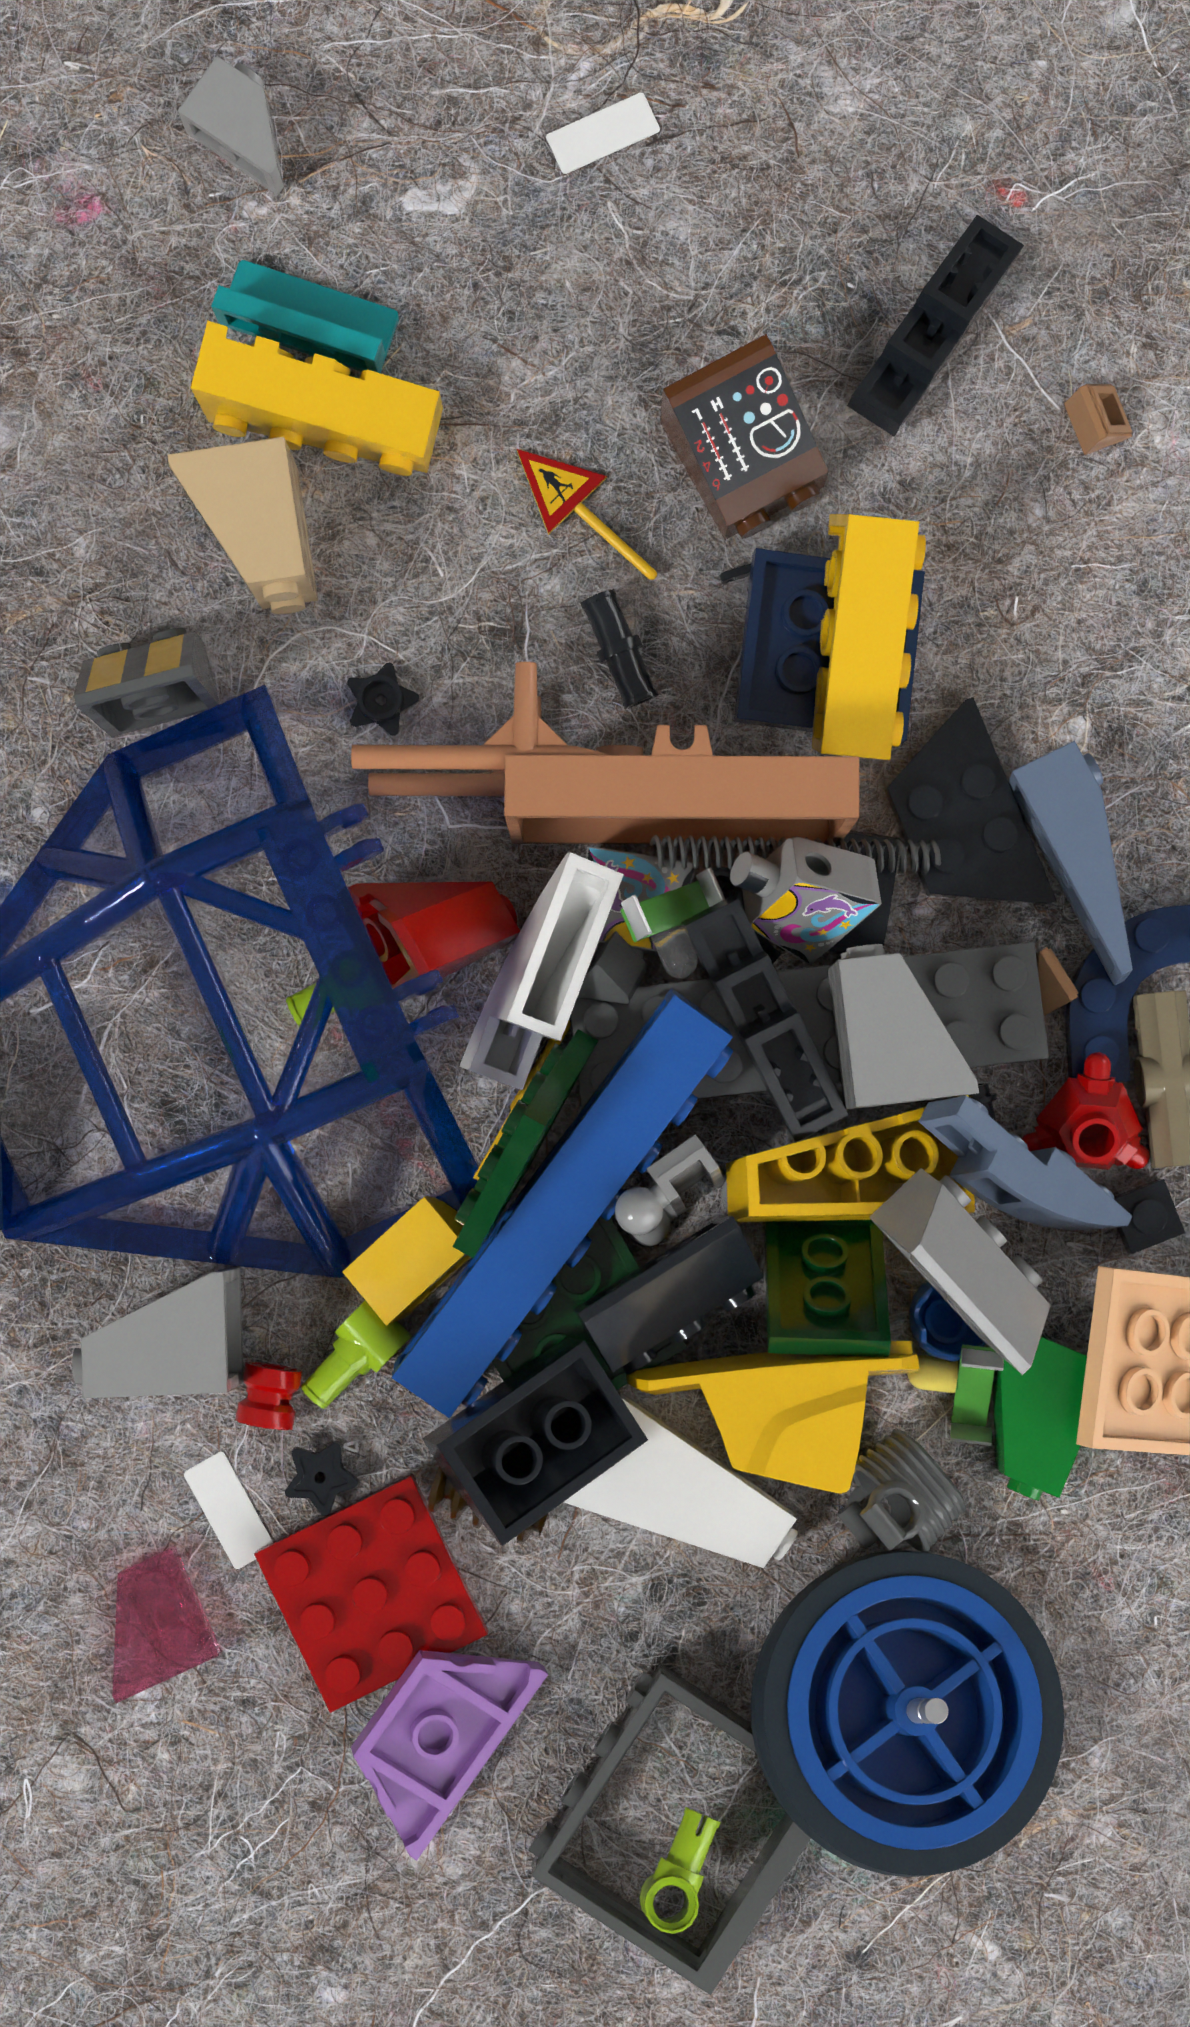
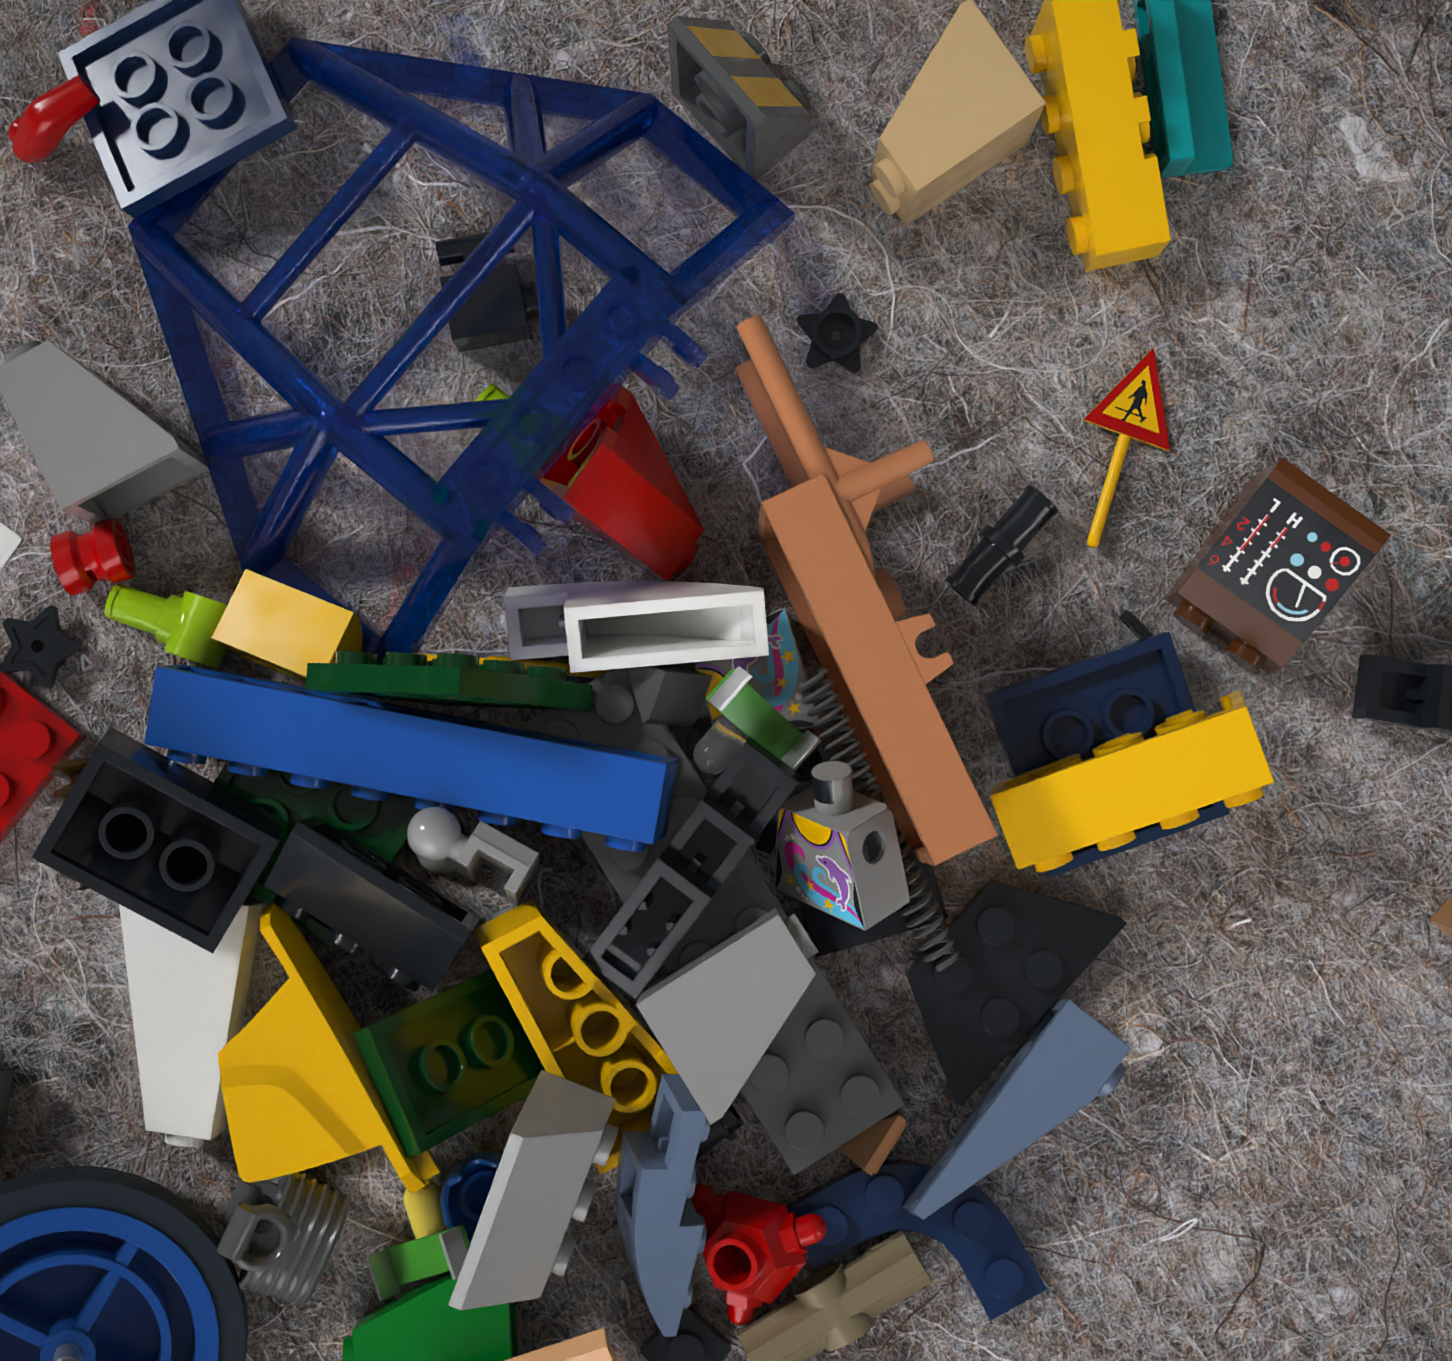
camera: 60 degrees right, 0 degrees up
(231, 955) = (499, 306): none -> black brick

